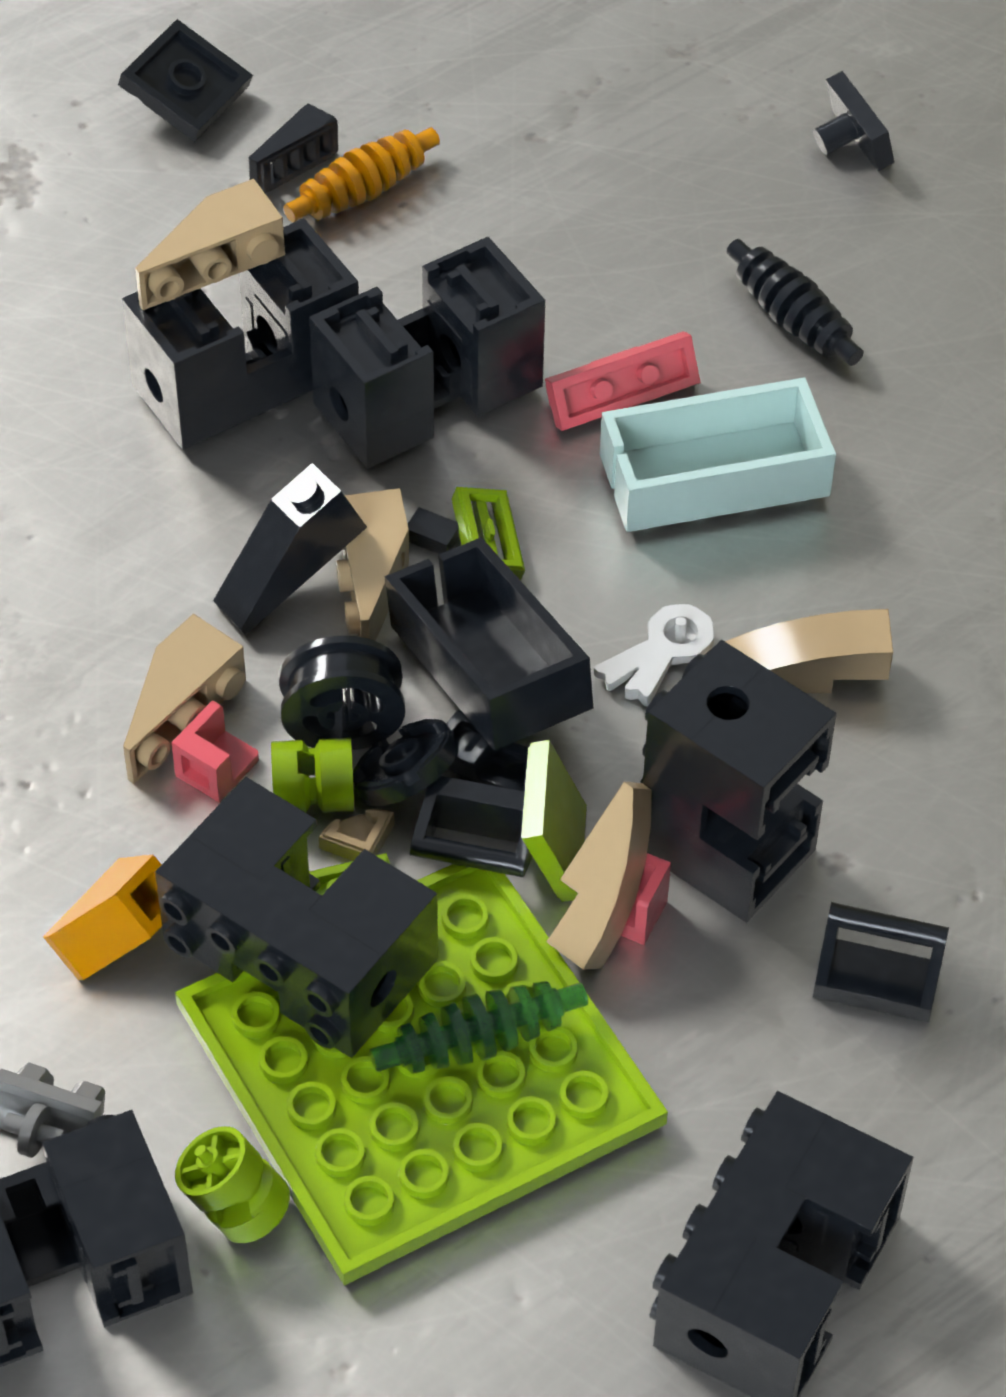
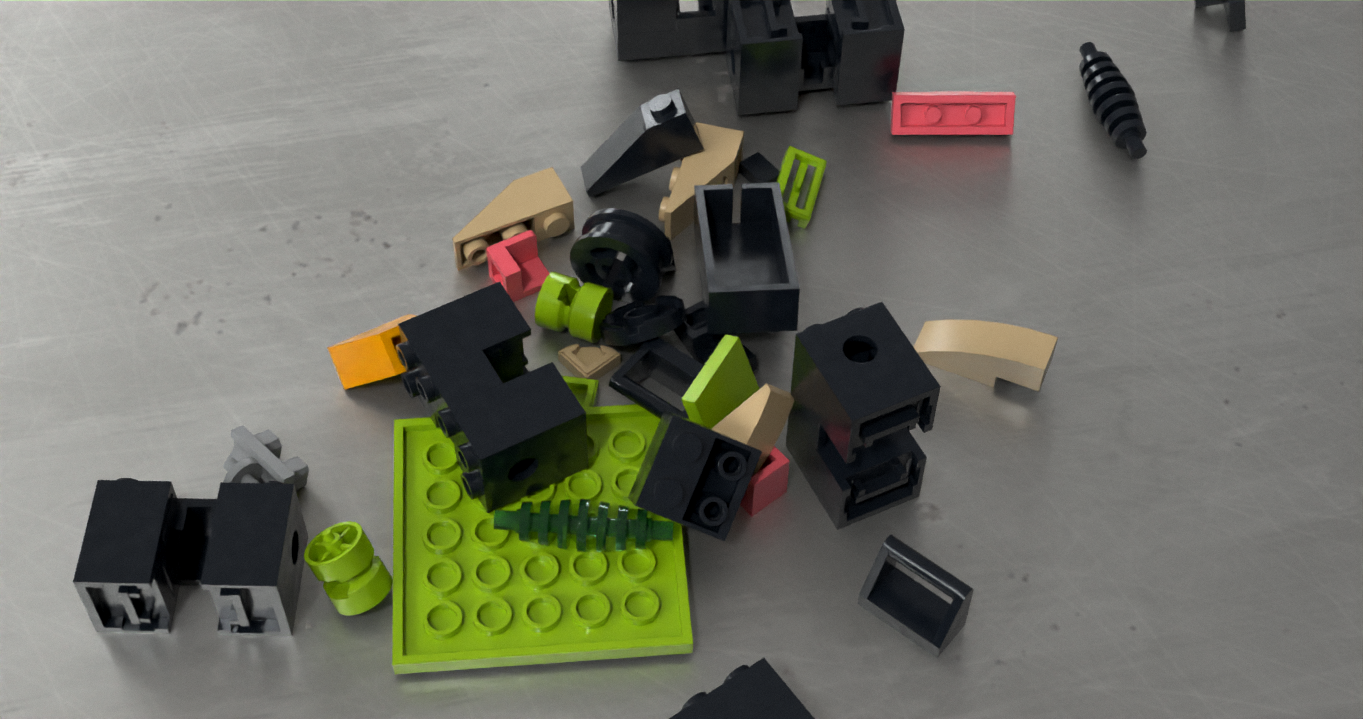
camera: 25 degrees right, 0 degrees up
(581, 919) = (694, 475): none -> black slope
(674, 638) = (901, 298): white piece -> none
(716, 454) = (991, 185): light aqua piece -> none

